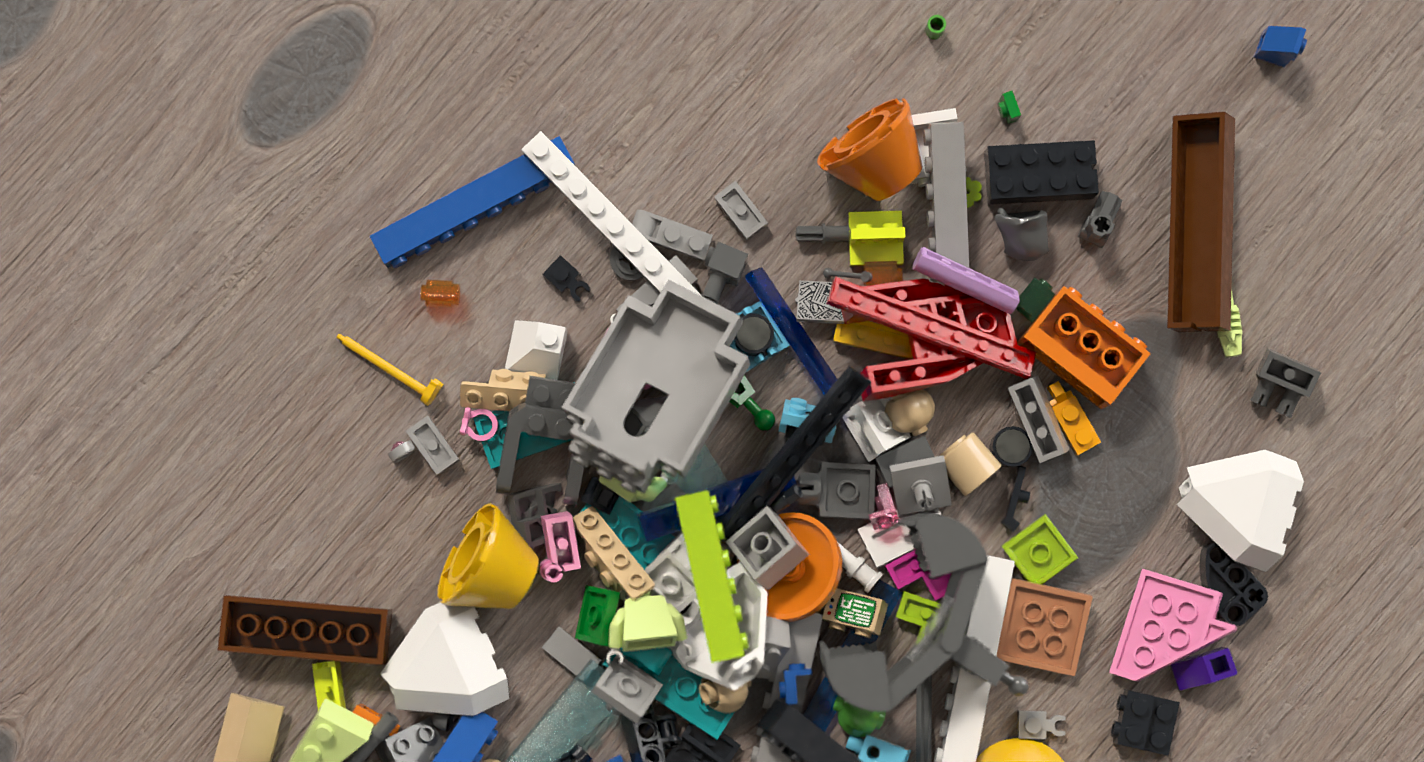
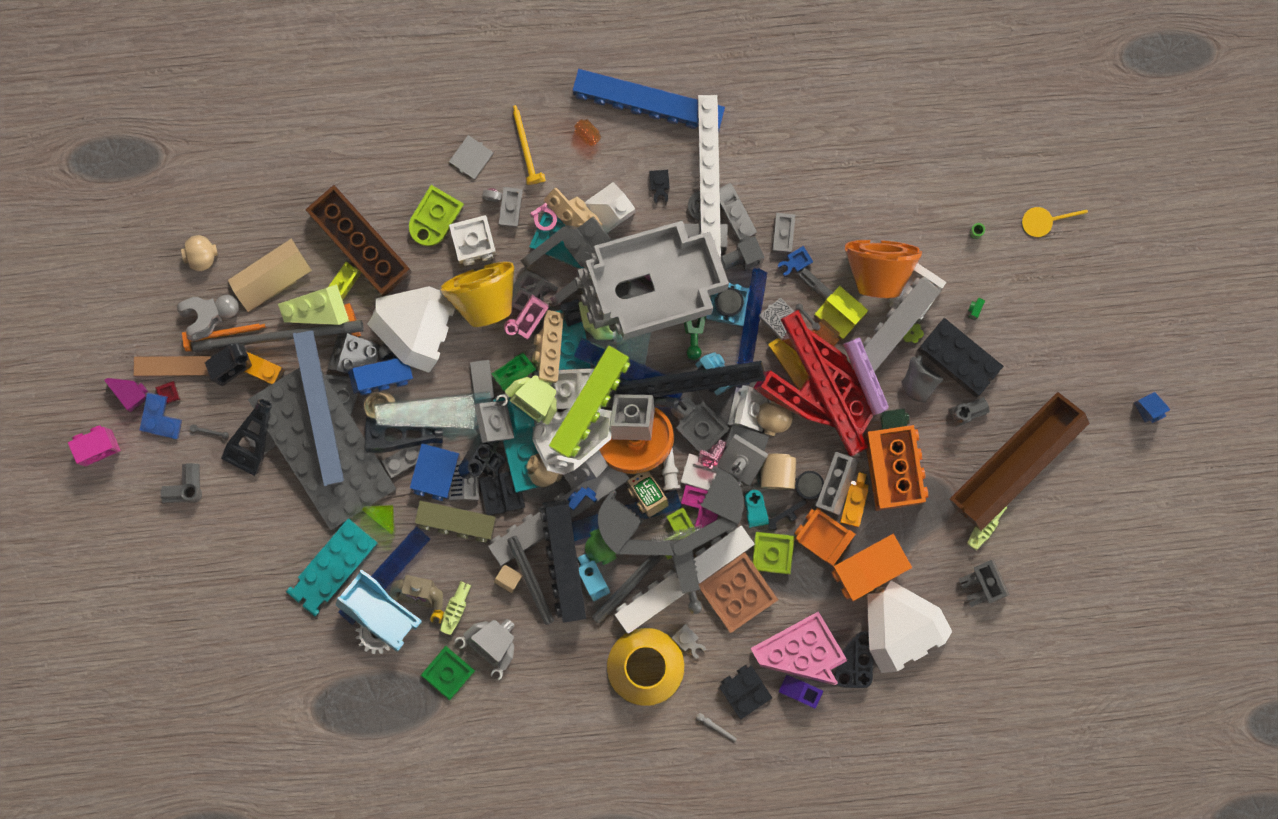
camera: 40 degrees right, 0 degrees up
(342, 431) = (471, 157): none -> light grey piece
(361, 527) = (434, 215): none -> lime plate
(425, 517) = (473, 240): none -> white plate
(782, 225) = (798, 260): none -> blue plate
(983, 524) = (756, 512): none -> teal piece
(1075, 485) = (823, 536): none -> orange panel
(1158, 475) = (871, 568): none -> orange brick

